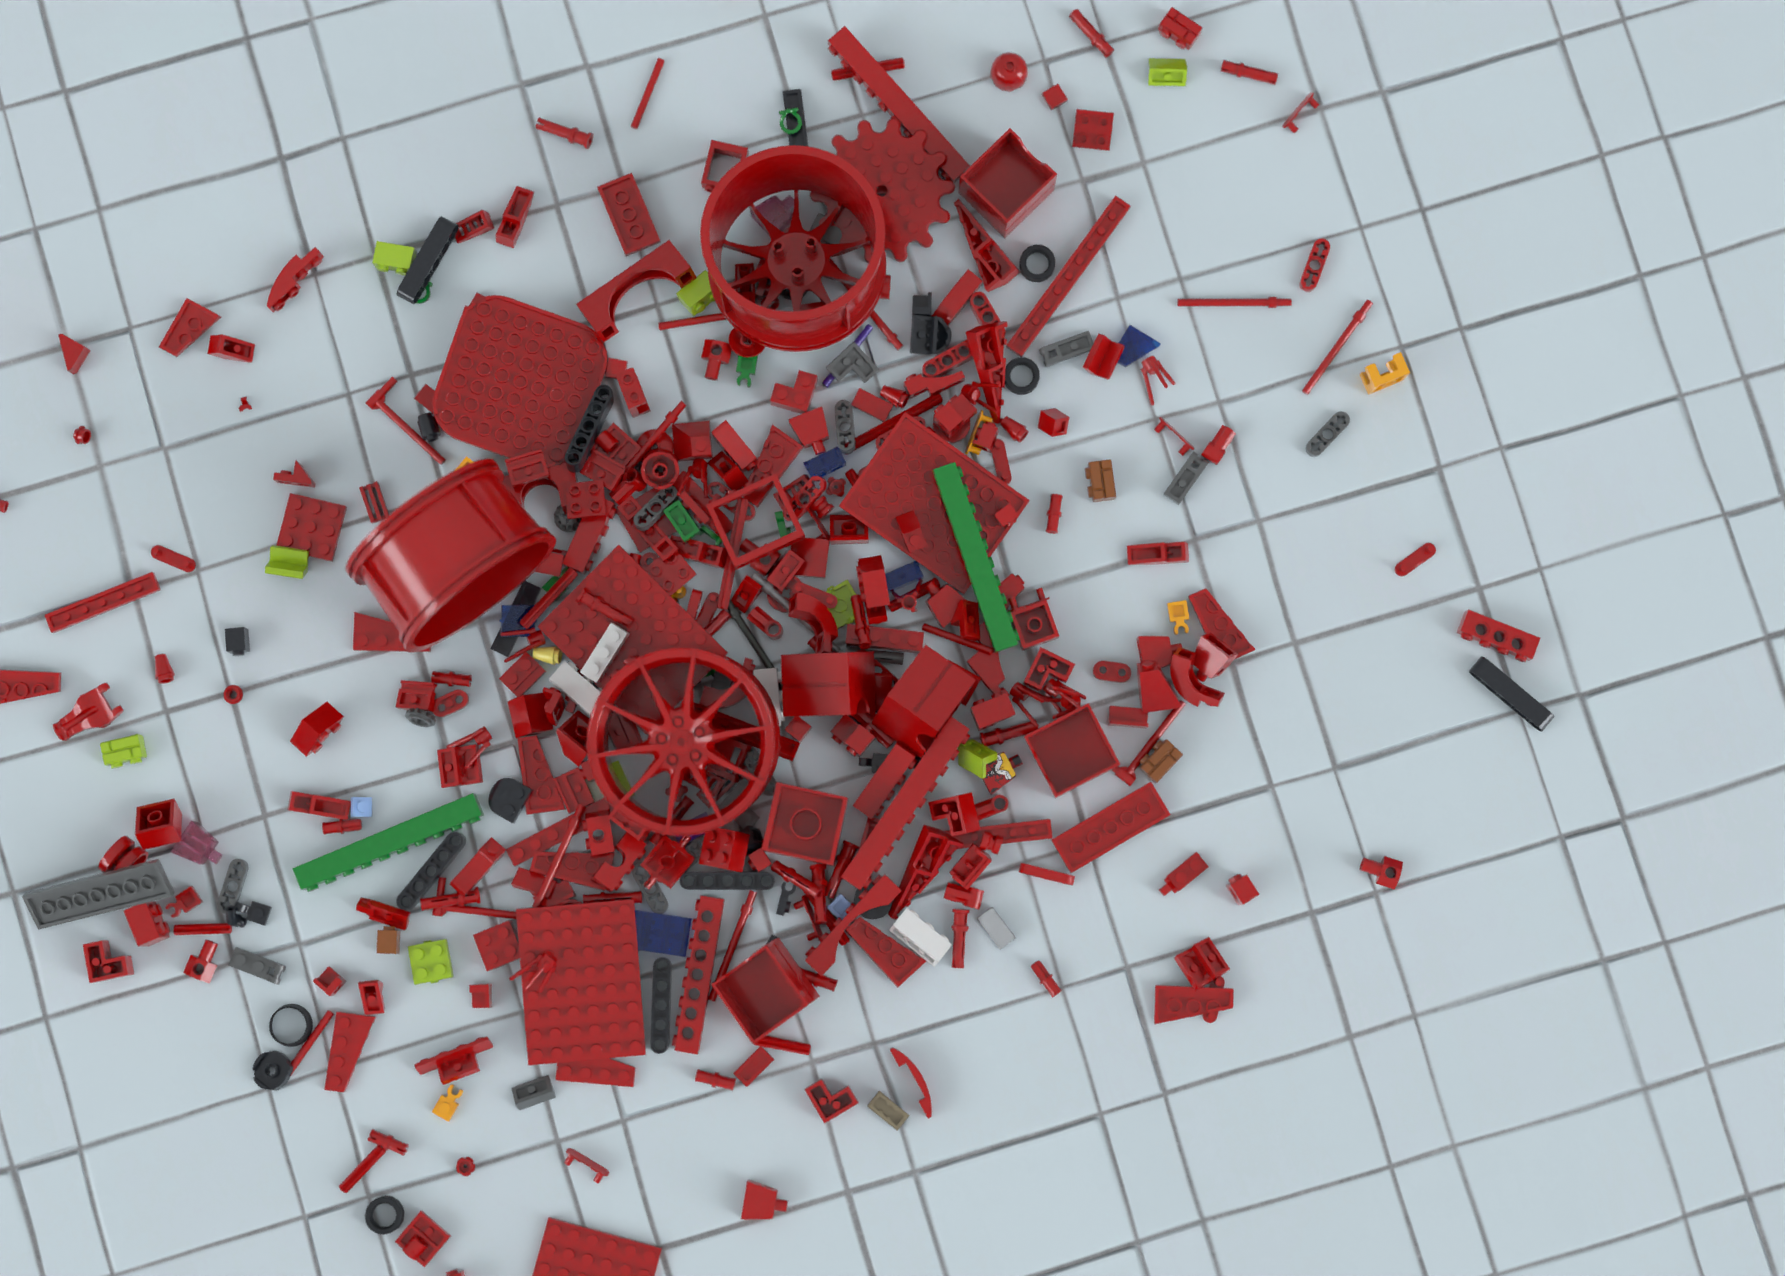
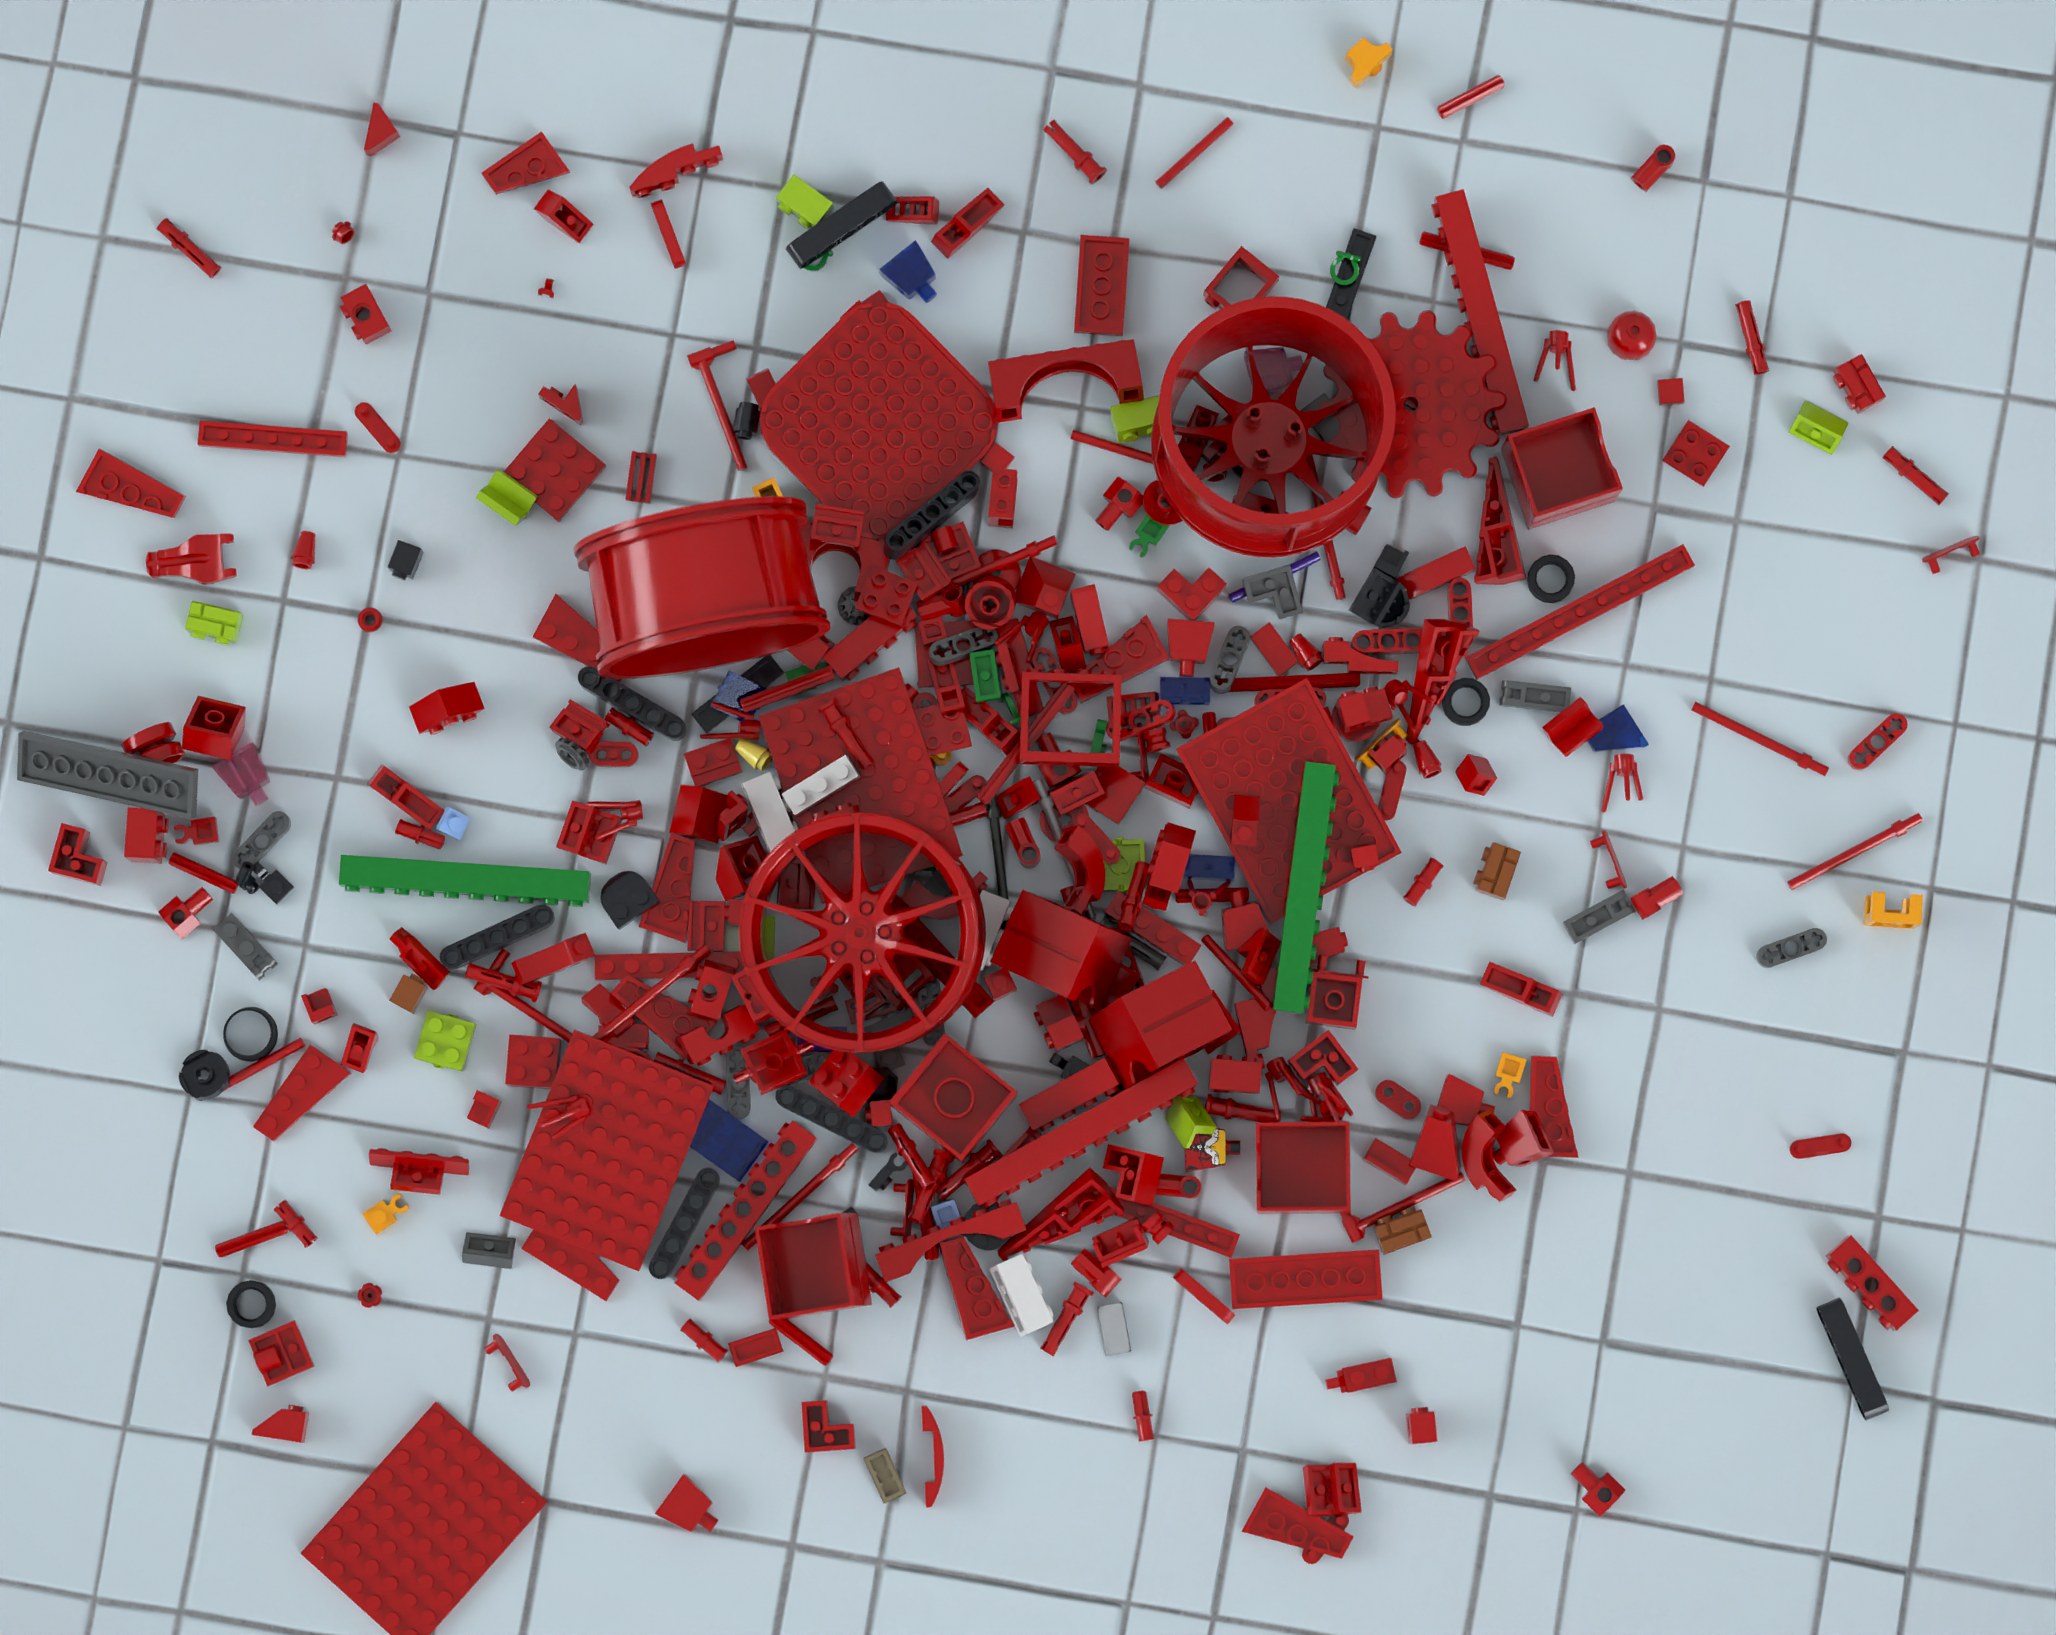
camera: 25 degrees right, 0 degrees up
(116, 476) = (360, 300): none -> red brick
(310, 325) = (668, 234): none -> red beam
(455, 660) = (640, 713): none -> black beam
(492, 270) = (910, 273): none -> clear blue torso
(962, 101) = (1557, 343): none -> red plant

